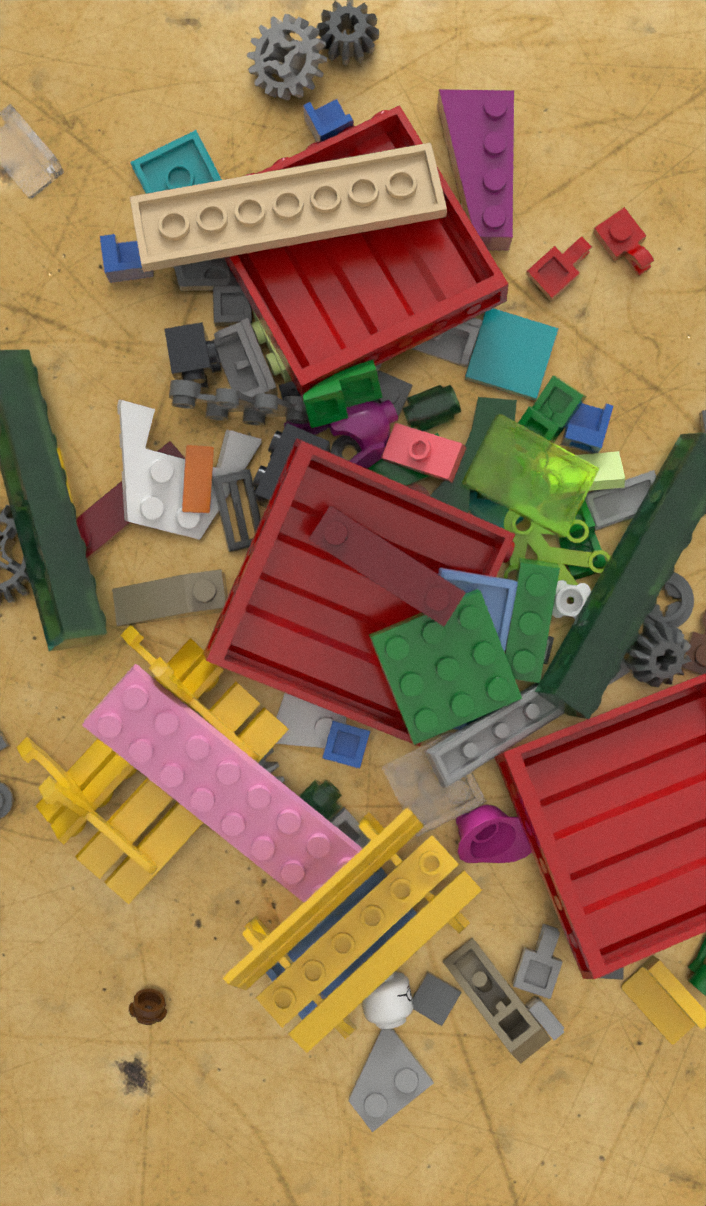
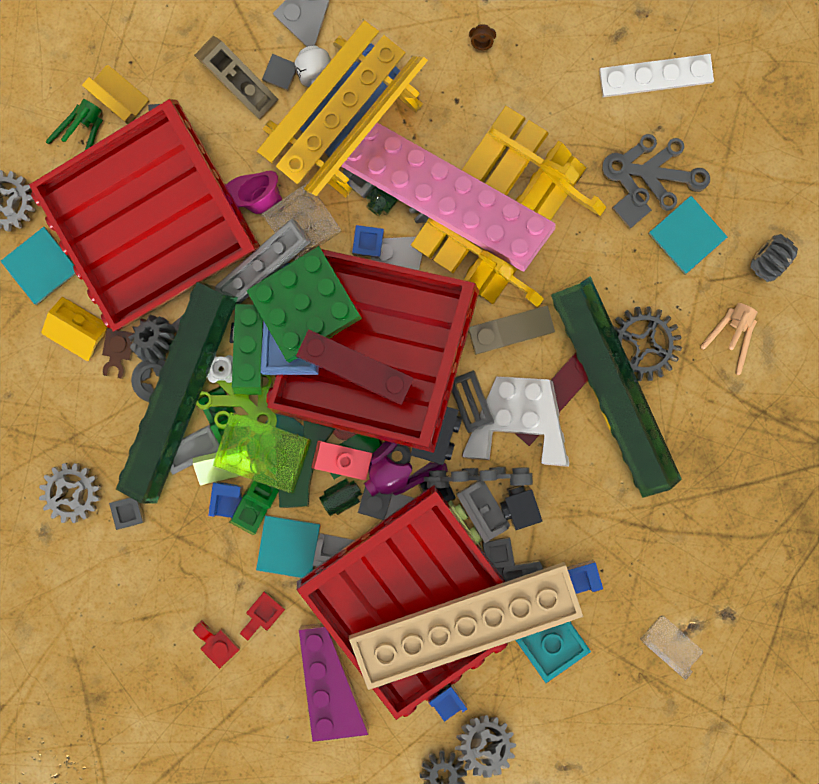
camera: 170 degrees right, 5 degrees up
(198, 479) = (503, 418): orange sticker -> none
(350, 387) = (415, 487): green slope -> none
(538, 968) = (208, 103): light grey plate -> none
(545, 1017) = (200, 70): light grey tile -> none

